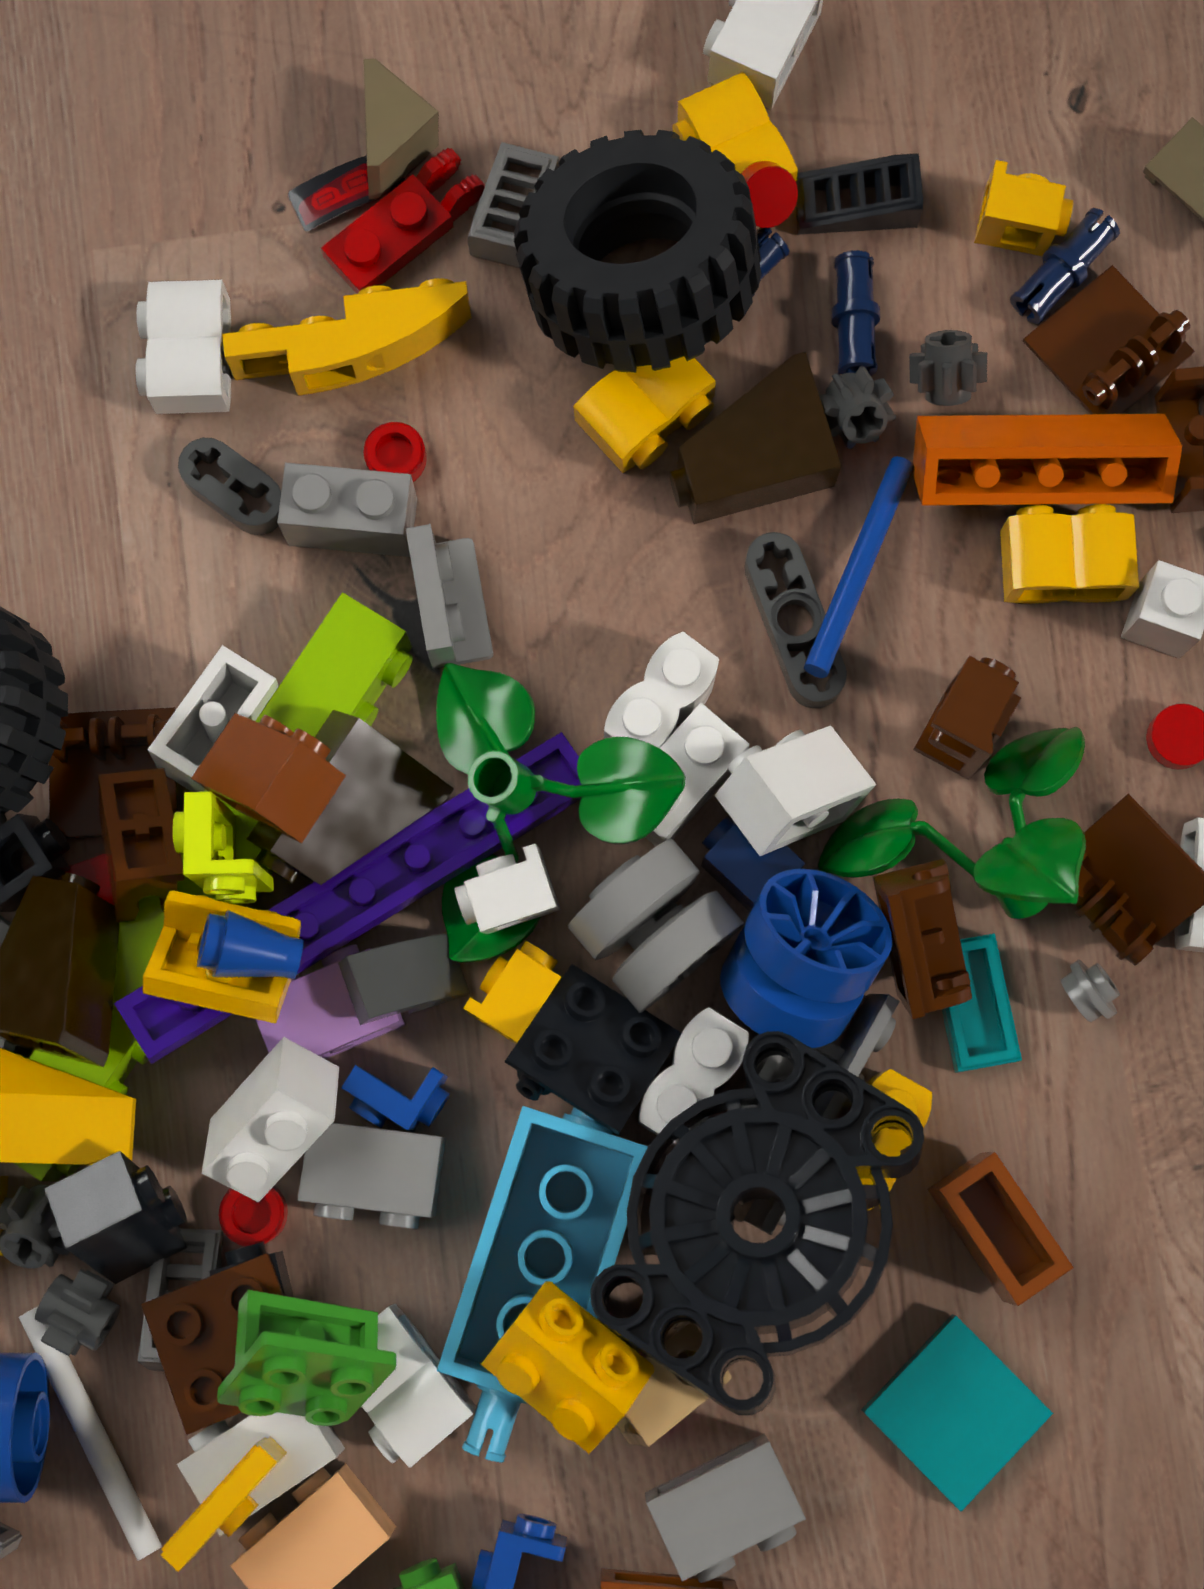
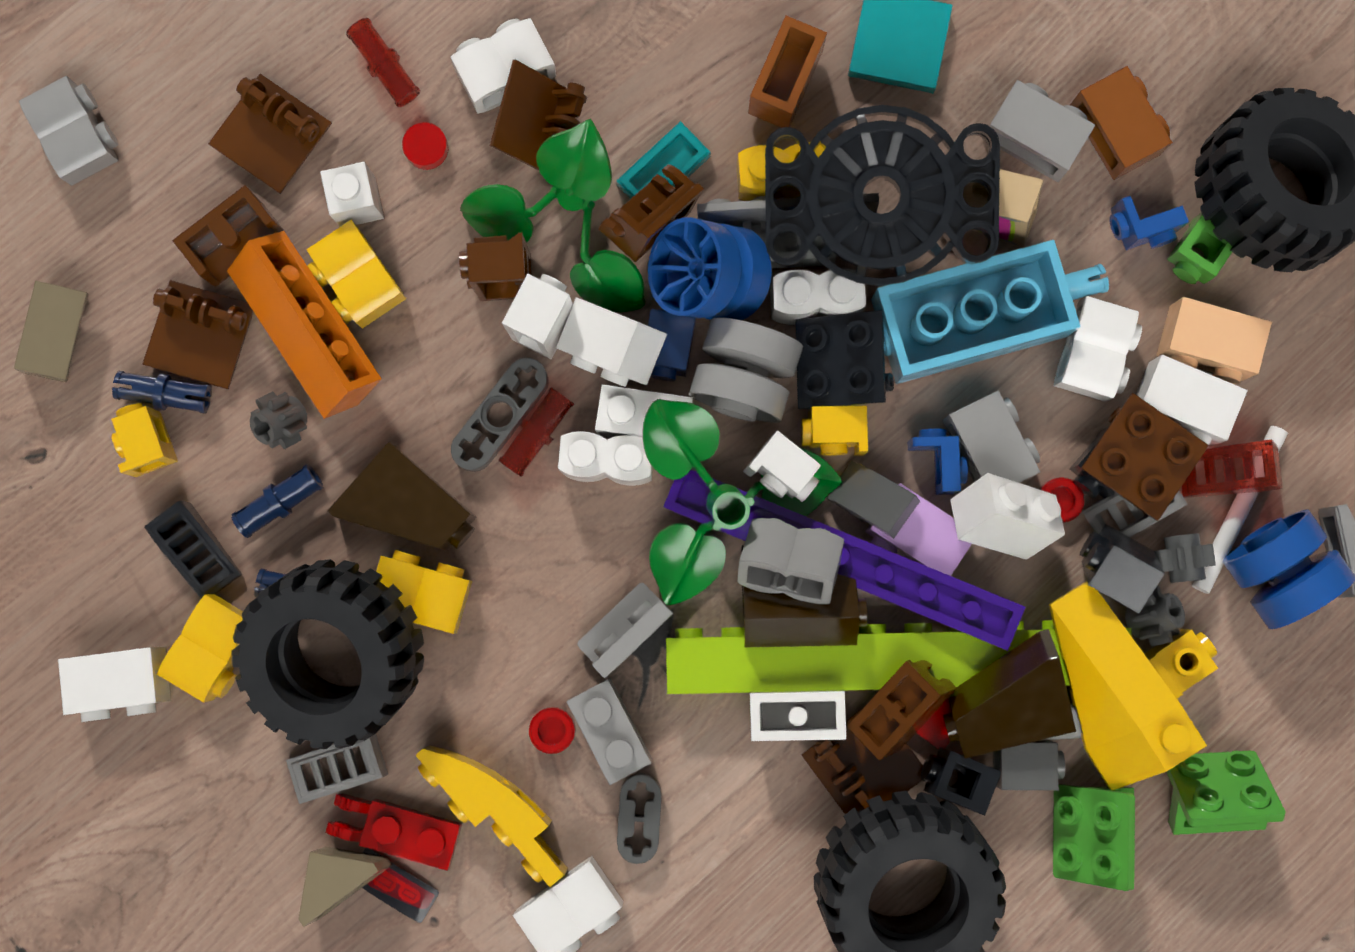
camera: 120 degrees left, 5 degrees up
(106, 1499) = (1247, 451): none -> clear red slope
(174, 969) = (940, 601): yellow bracket -> none
(208, 846) = (882, 658): neon yellow bracket -> none
(226, 1505) = (1231, 393): yellow plate -> none
(245, 948) = (929, 587): blue cone -> none
(270, 774) = (816, 648): dark orange brick -> none
(304, 1359) = (1124, 401): bright green bracket -> none
(393, 820) = (790, 560): none -> light grey brick
(569, 1367) = (1031, 250): yellow bracket -> none
(746, 646) = (536, 432): none -> clear red pin
(771, 192) = (230, 601): red tile -> none
(857, 407) = (340, 459): dark grey gear -> none
(858, 567) = (442, 395): blue bar -> none
(882, 725) = (539, 314): none -> white brick
(1091, 990) = (614, 105): light grey plate -> none

